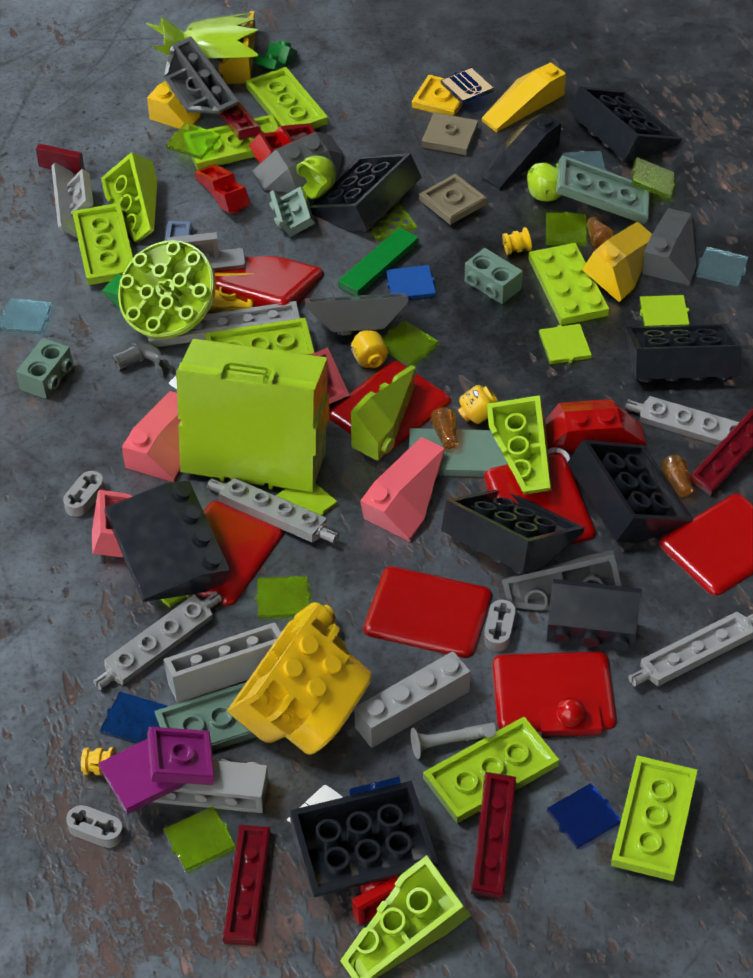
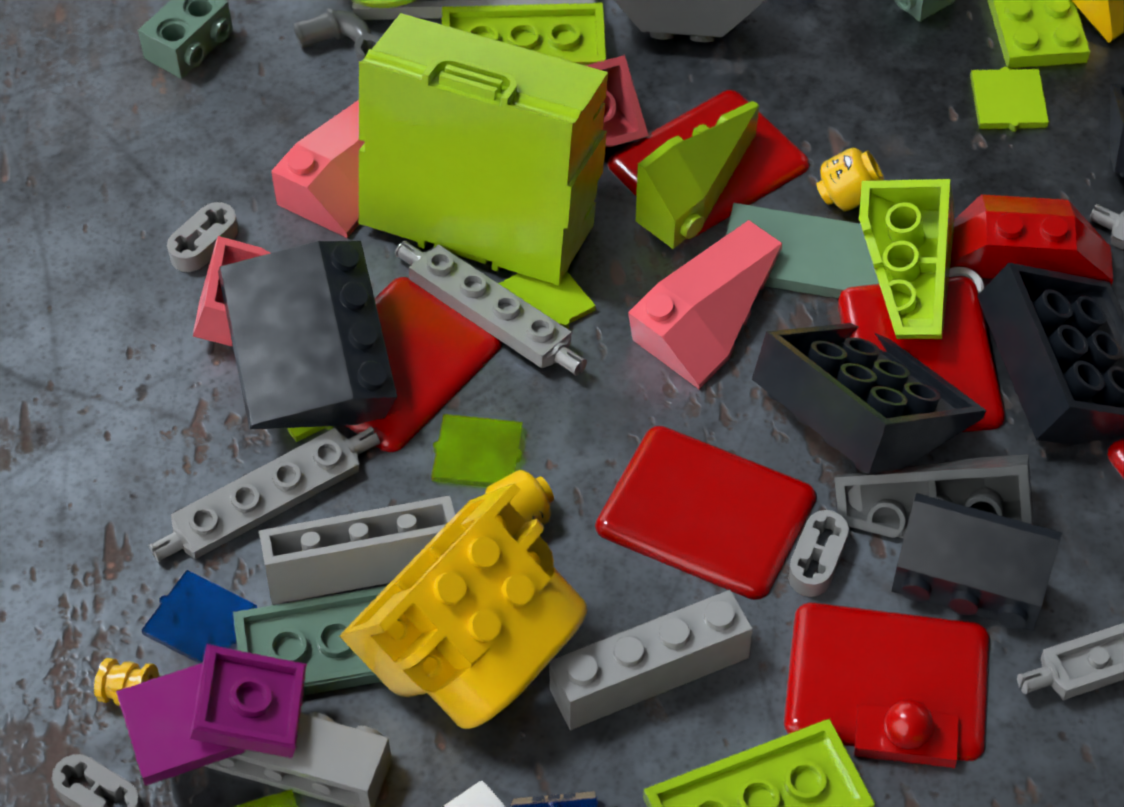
camera: 10 degrees right, 5 degrees up
(369, 349) = (693, 66): yellow head -> none
(408, 343) = (756, 65): clear neon green piece -> none
(422, 741) = (655, 735): light grey piece -> none
(444, 424) = (789, 208): clear orange cone -> none

